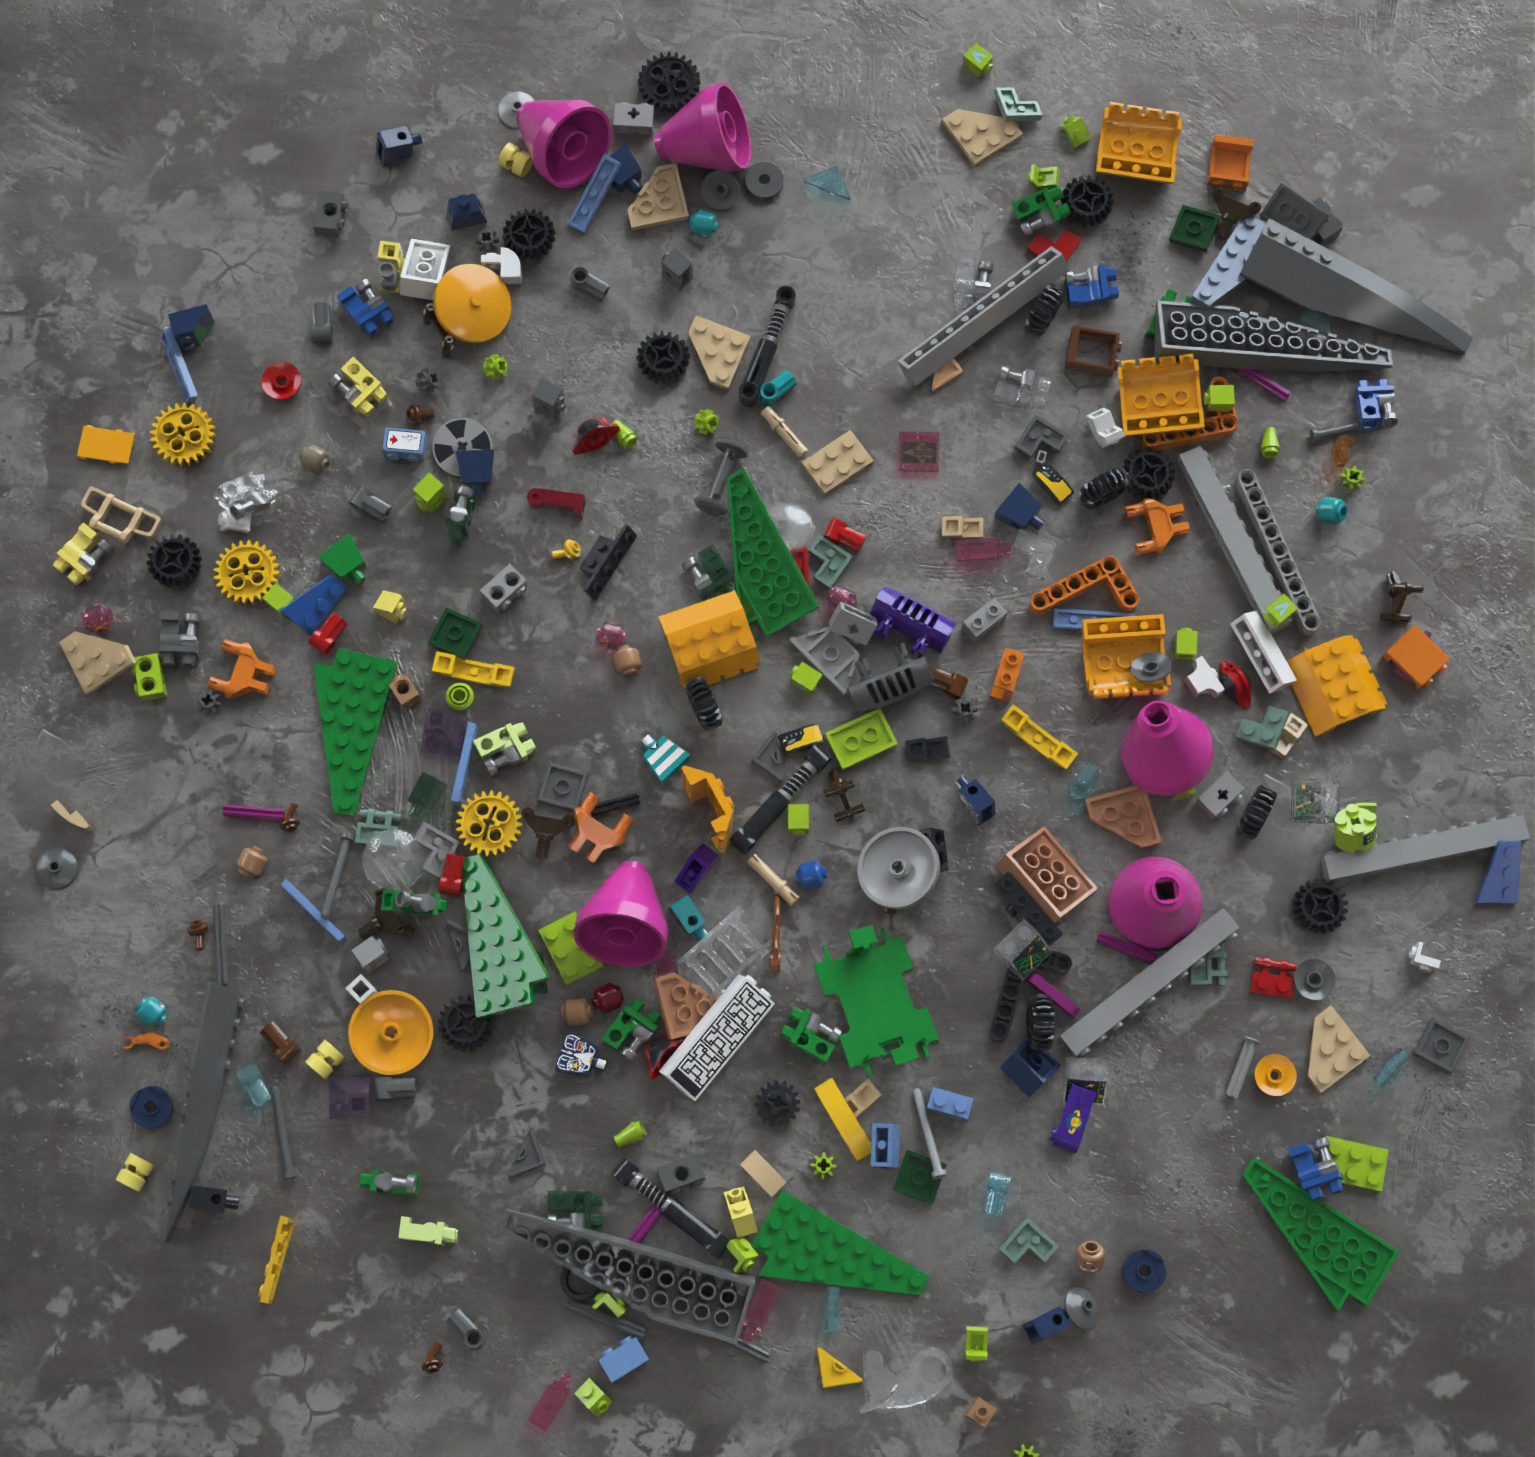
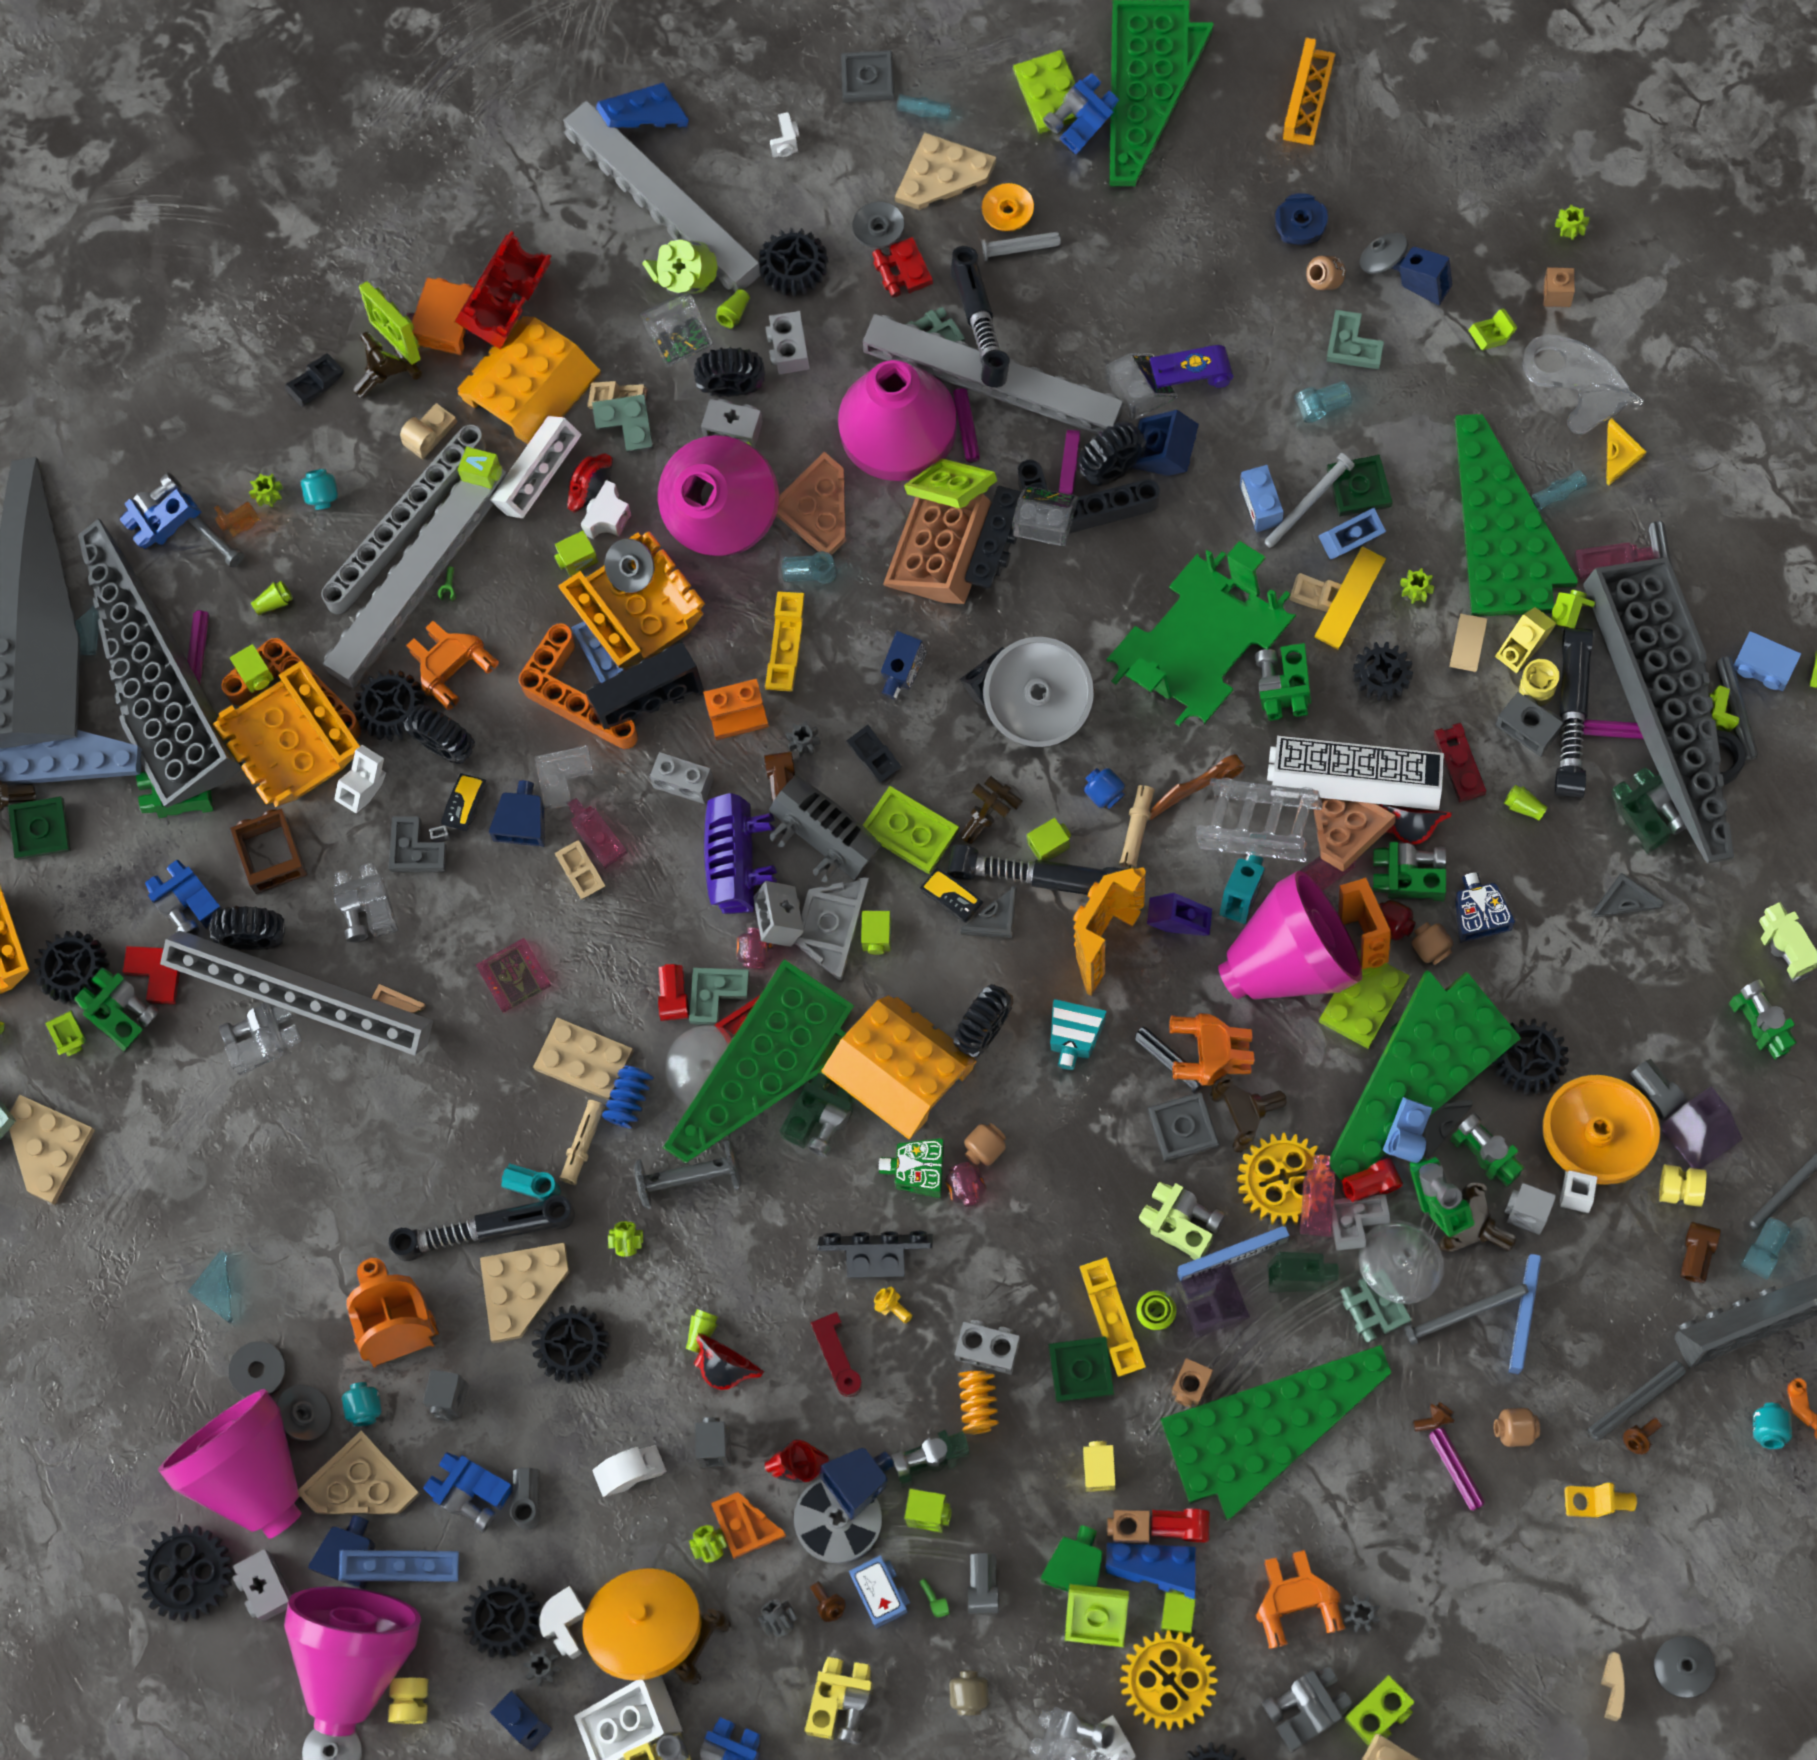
camera: 110 degrees left, 5 degrees down
(178, 881) = (1600, 1501): none -> yellow bracket
(308, 553) = (1096, 1615): none -> lime tile
(346, 612) = (1140, 1518): none -> medium nougat brick
(375, 472) = (939, 1607): none -> bright green hand
(423, 957) = (1490, 1151): none -> hips
(460, 831) = (1318, 1199): none -> clear pink hinge
(462, 907) = (1406, 1133): none -> medium blue plate
(475, 564) = (977, 1402): none -> light orange piece
(493, 393) = (744, 1525): none -> orange wing
(506, 441) = (796, 1462): none -> red hat
(566, 347) = (627, 1469): none -> white brick
(620, 256) = (462, 1484): none -> blue hips
(630, 980) = (1360, 905): none -> orange panel
(639, 613) = (917, 1167): none -> green torso
(685, 1112) = (1460, 763): none -> dark red plate
(704, 1197) = (1539, 681): none -> light yellow wheel
(744, 263) = (388, 1314): none -> orange animal
(794, 473) = (626, 1096): none -> blue piece
(1057, 627) = (646, 687): none -> black wedge
(1083, 903) = (950, 483): none -> lime plate
(1198, 998) = (979, 315): none -> black piece
(1211, 554) = (448, 585): none -> bright green hand
(1247, 1336) = (1299, 90): none -> light orange fence
(1257, 873) = (787, 343): none -> light grey brick
(1307, 845) = (732, 309): none -> lime cone
(1334, 600) = (425, 434): none -> tan plate
(1400, 682) = (508, 272): none -> red piece
(1418, 553) = (318, 378): none -> black slope
(1424, 615) = (390, 322): none -> lime plate

